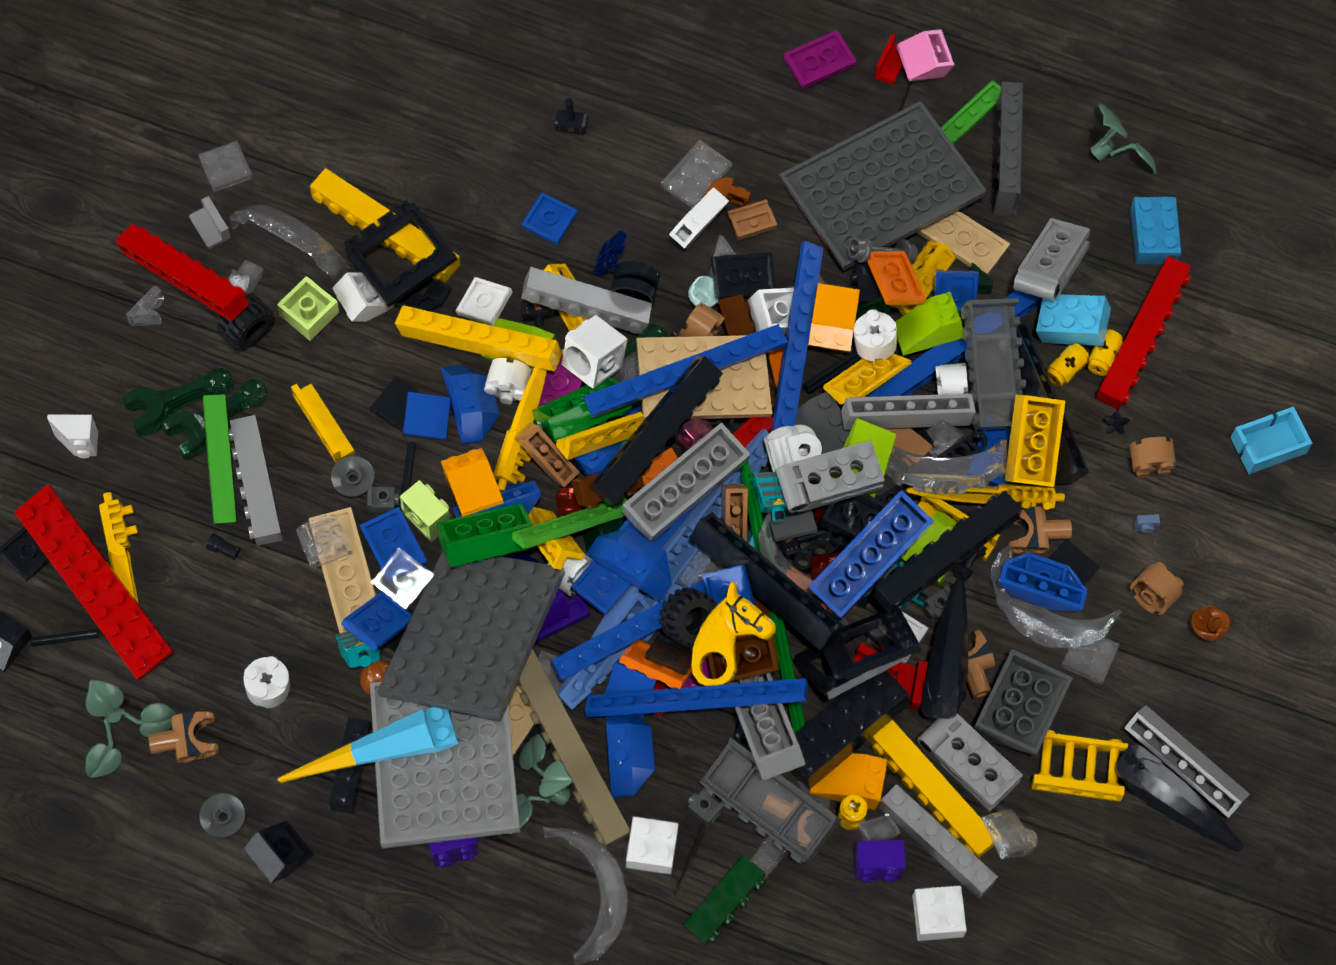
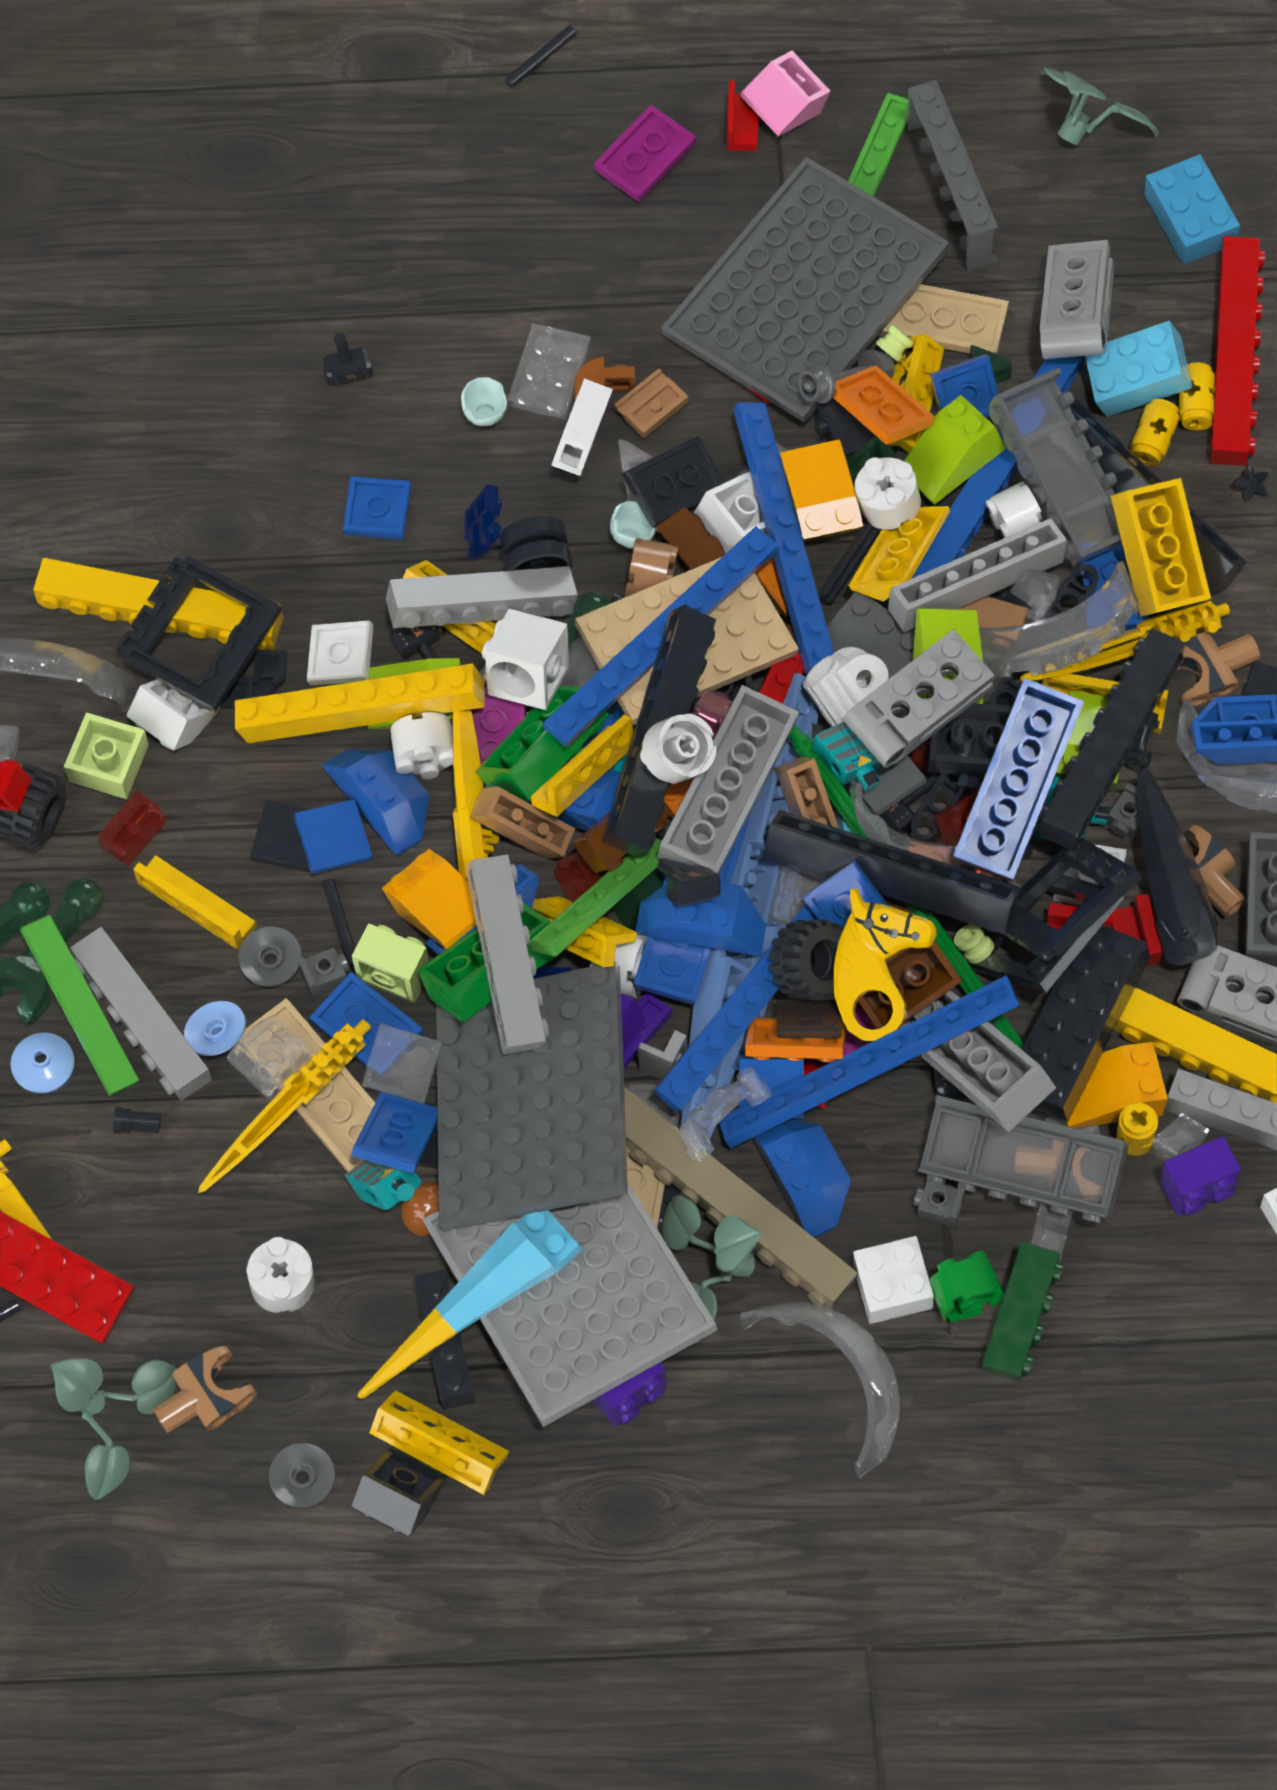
camera: 15 degrees left, 0 degrees up
(182, 495) = (43, 1076): none -> light blue dish
(297, 508) = (215, 1028): none -> light blue dish
(304, 361) = (132, 829): none -> clear red hinge
(314, 830) = (435, 1444): none -> yellow fence
(329, 568) = (298, 1089): none -> yellow piece
(492, 535) = (506, 954): none -> light grey brick
(564, 643) = (658, 1062): none -> light grey panel
(590, 685) = (717, 1106): none -> clear plate
(631, 538) = (690, 886): none -> black piece
(646, 177) = (484, 401): none -> light aqua hair
(657, 456) = (678, 748): none -> white brick
(695, 869) = (965, 1287): none -> green brick
(801, 649) = (973, 943): none -> yellowish green wheel
(924, 241) = (895, 342): none -> yellowish green wheel

